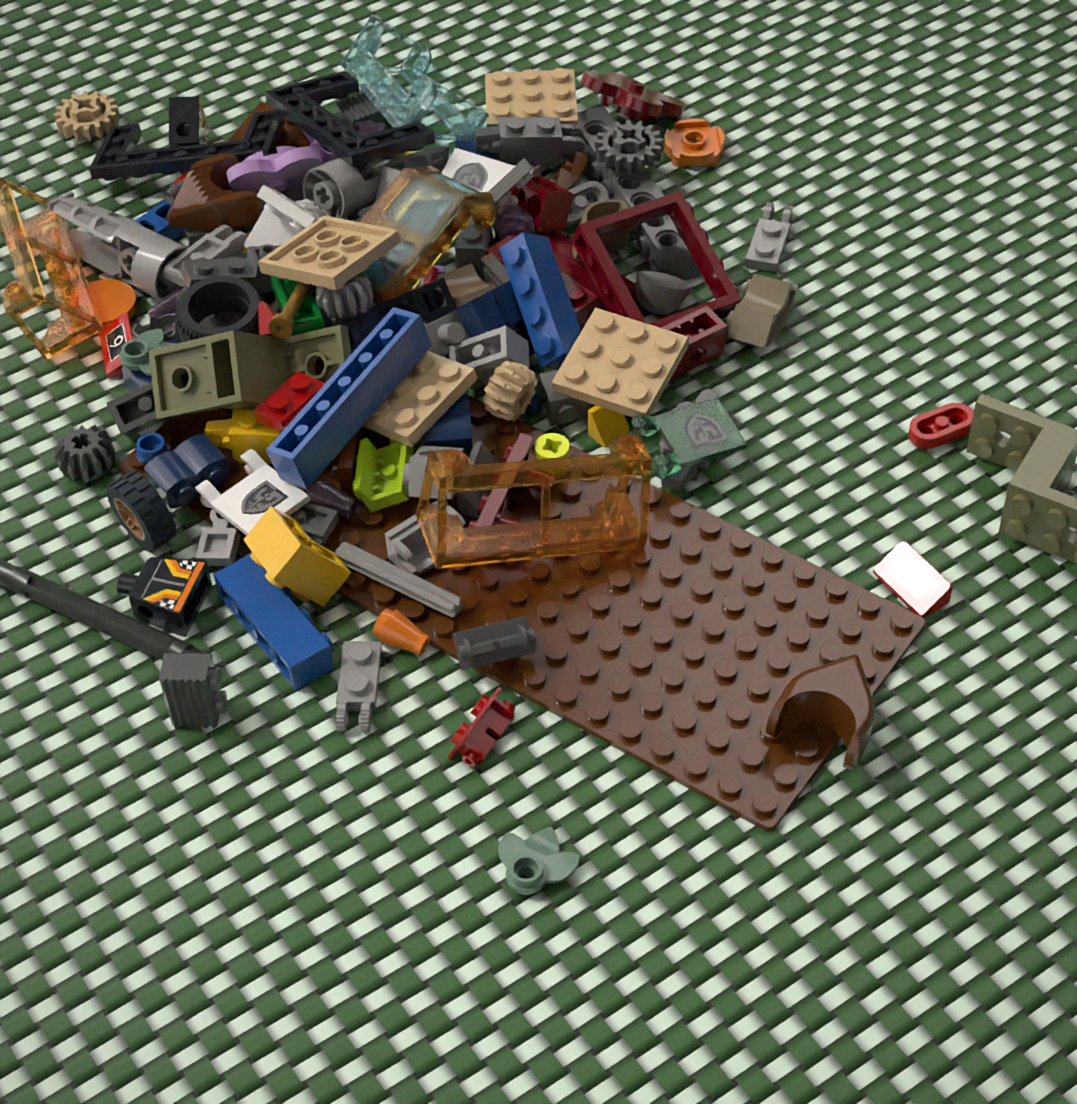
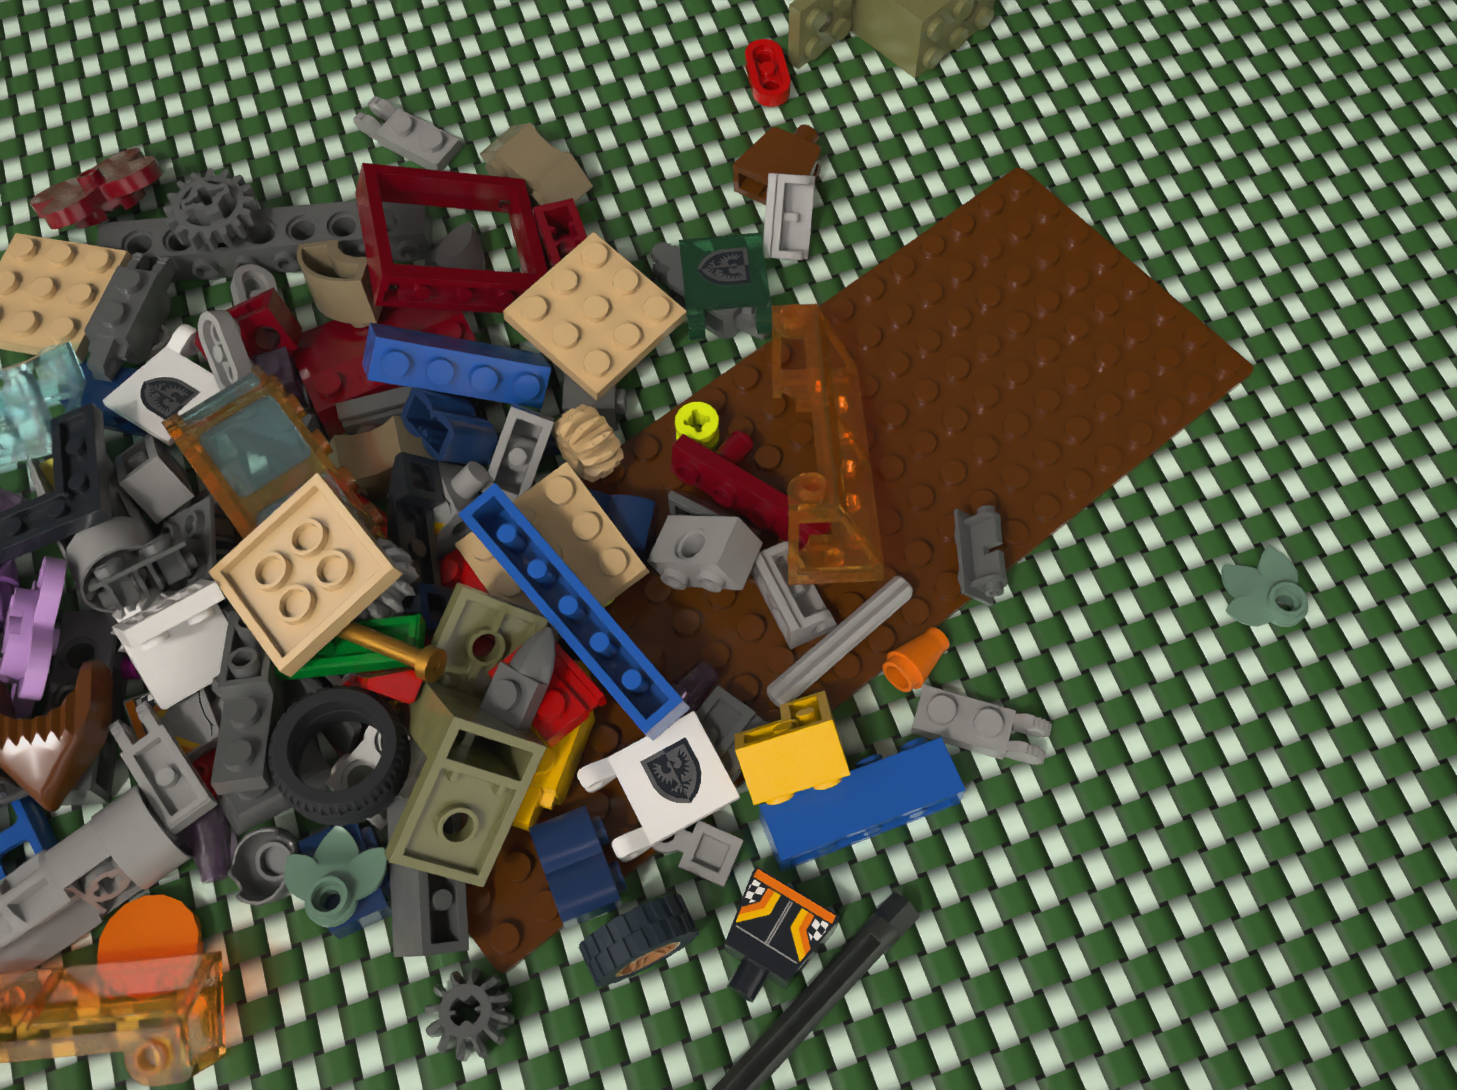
camera: 75 degrees left, 15 degrees up
(112, 340) = (258, 935): slope -> none
(150, 446) = (506, 899): blue plate -> none
(192, 689) = (975, 917): dark grey brick -> none
(283, 379) = (522, 682): none -> dark grey plate
(319, 191) = (115, 573): none -> dark grey hinge
(380, 474) = (670, 617): lime bracket -> none
(490, 716) = (1067, 600): red hinge -> none
(569, 171) = (197, 294): reddish brown slope -> none
(606, 425) = (652, 374): yellow slope -> none
(705, 151) = (211, 139): orange plate -> none
(775, 459) = (788, 216): none -> light grey hinge
(833, 697) = (1147, 248): reddish brown animal -> none
(837, 456) = (777, 153): none -> reddish brown torso
(914, 580) = (968, 158): slope -> none

